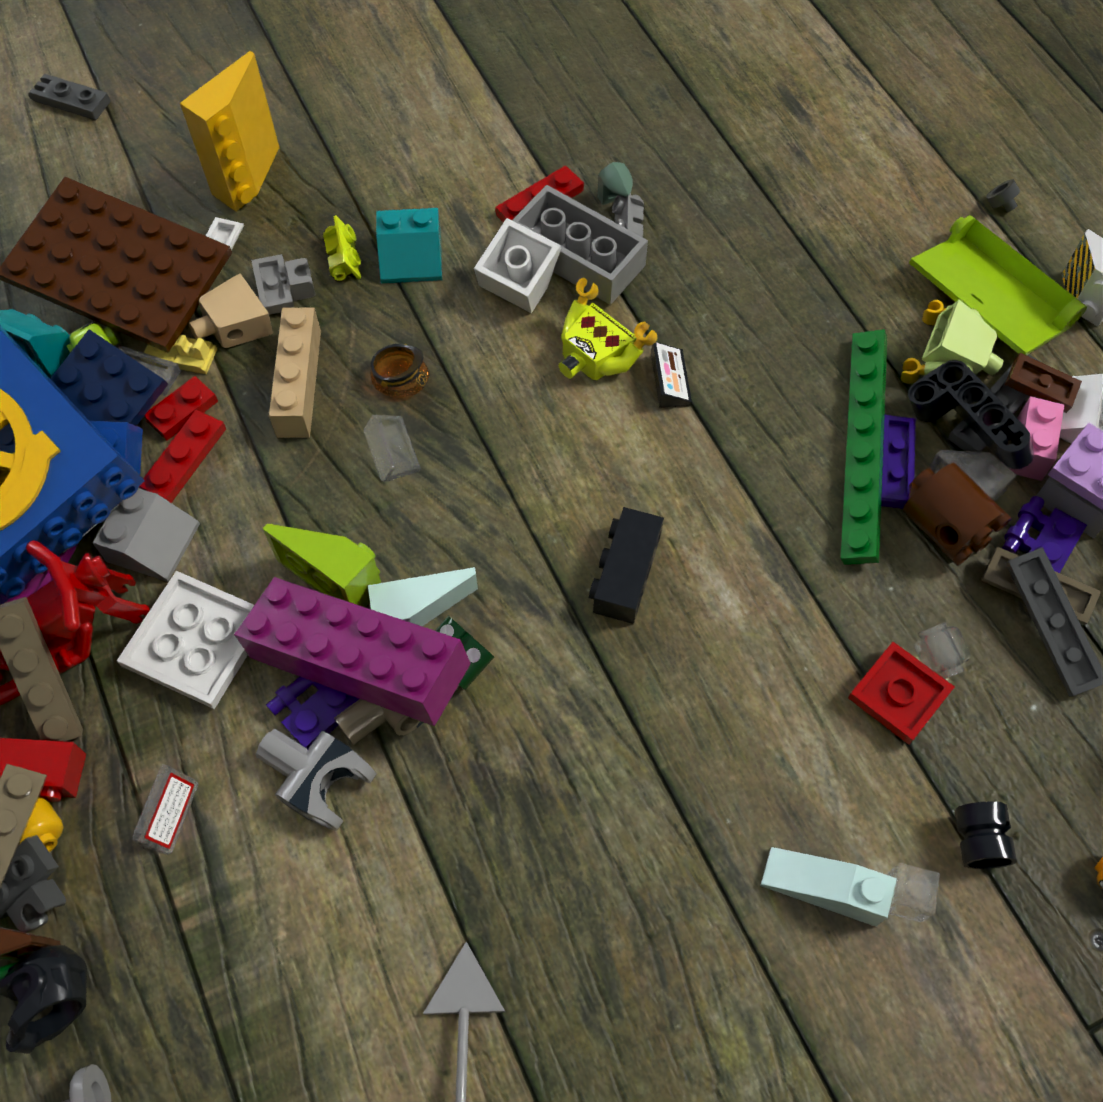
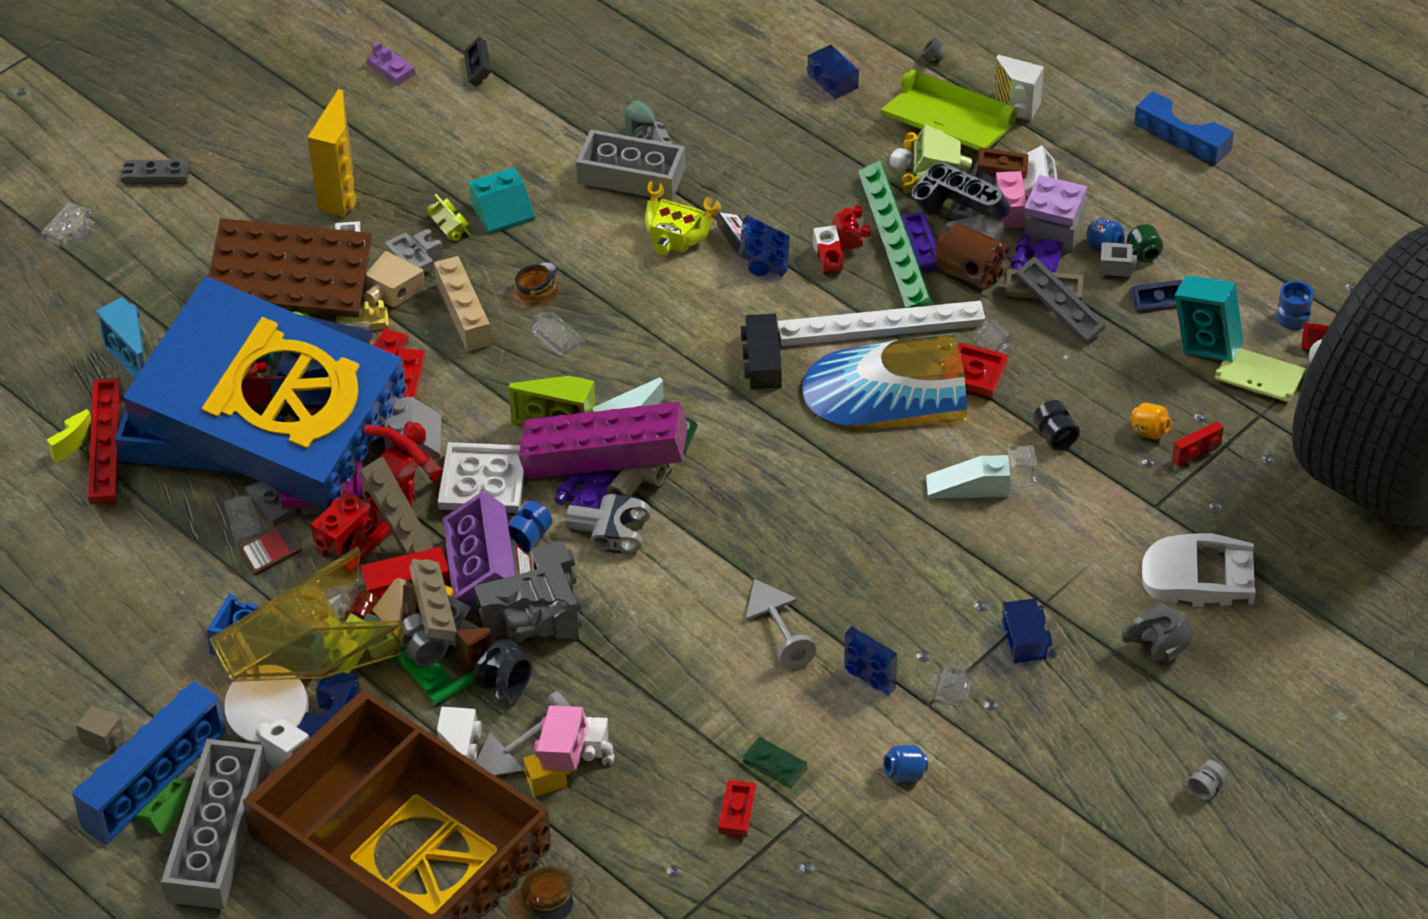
camera: 20 degrees left, 15 degrees down
(111, 775) = (477, 546): none -> medium lavender brick
(143, 895) = (533, 601): none -> dark grey brick
(203, 744) = (529, 524): none -> blue wheel
(378, 39) = (389, 64): none -> medium lavender plate
(470, 62) = (477, 61): none -> black plate
(518, 265) = (594, 190): white slope -> none
(561, 180) = (569, 153): red plate -> none
(691, 409) = (763, 247): none -> clear blue plate
(771, 437) = (828, 250): none -> red leg
(775, 674) = (888, 384): none -> windscreen
(803, 570) = (880, 323): none -> white plate
(805, 415) = (848, 227): none -> red piece
(871, 189) = (833, 71): none -> clear blue brick
(914, 333) = (902, 159): none -> white piece

